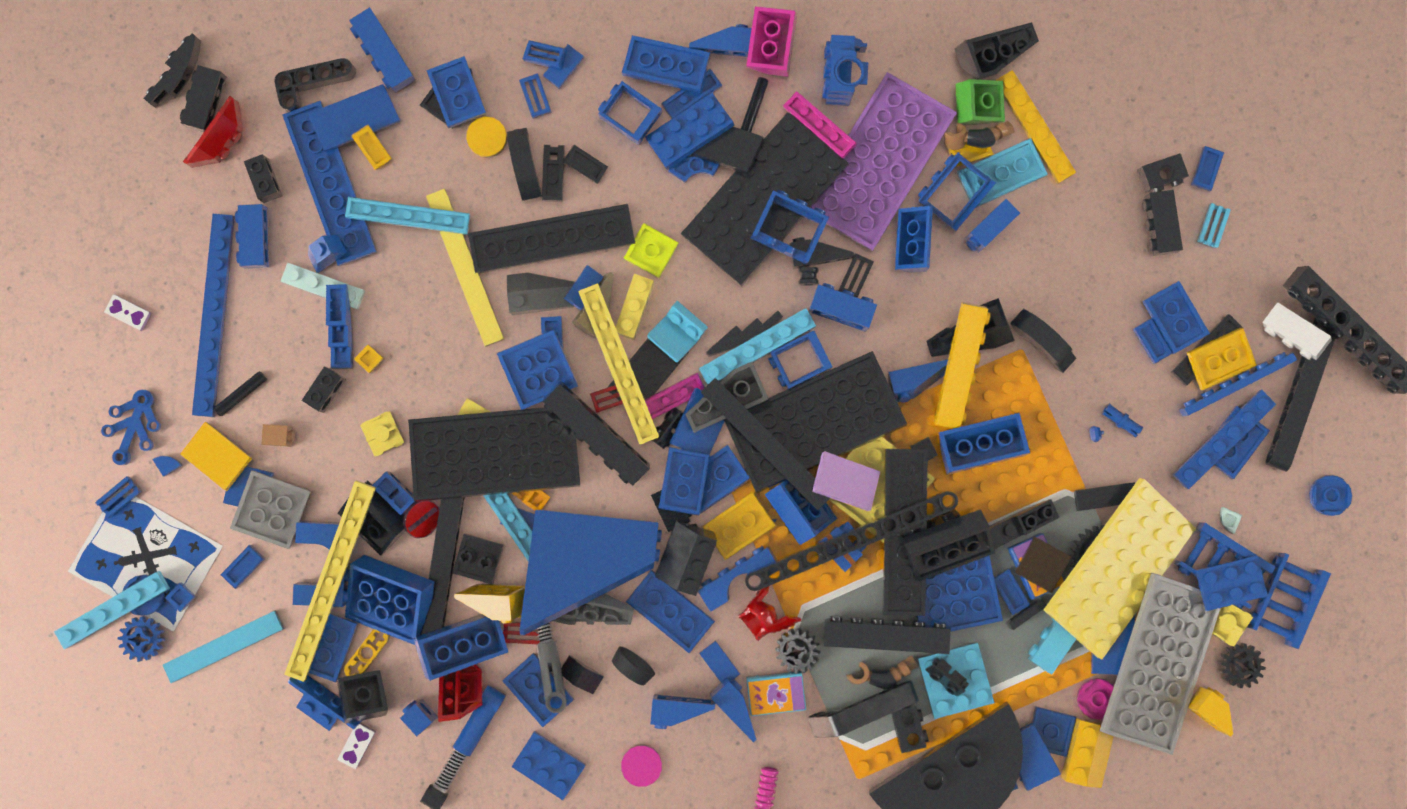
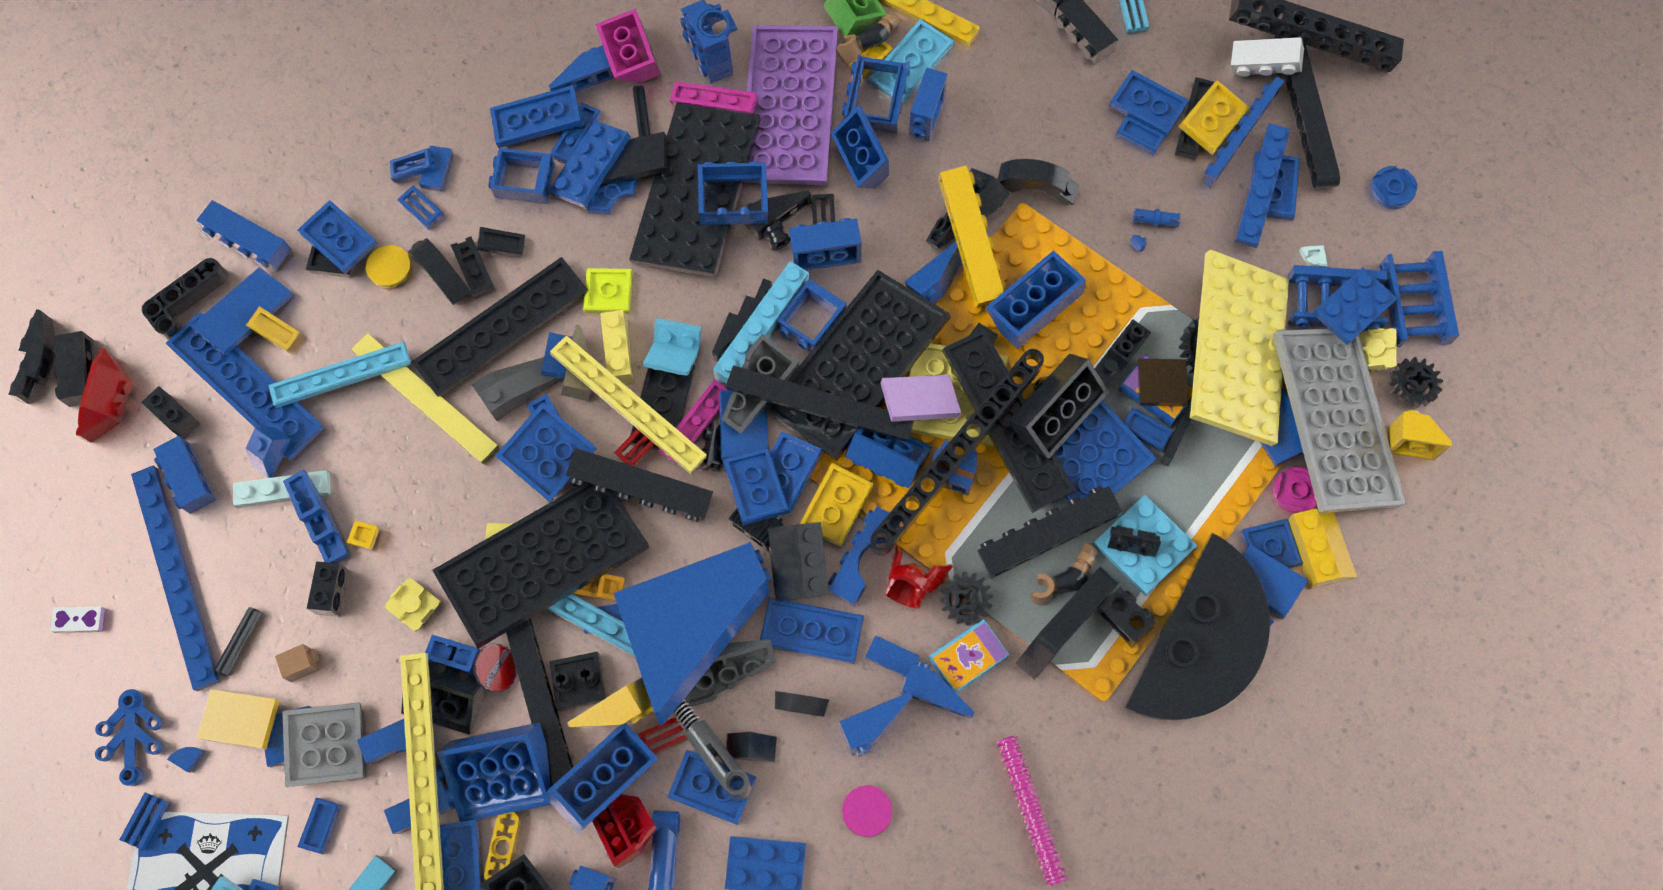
camera: 25 degrees left, 15 degrees down
(1051, 648) = (1221, 458): medium azure brick -> none
(1101, 496) = (1179, 295): black tile -> none

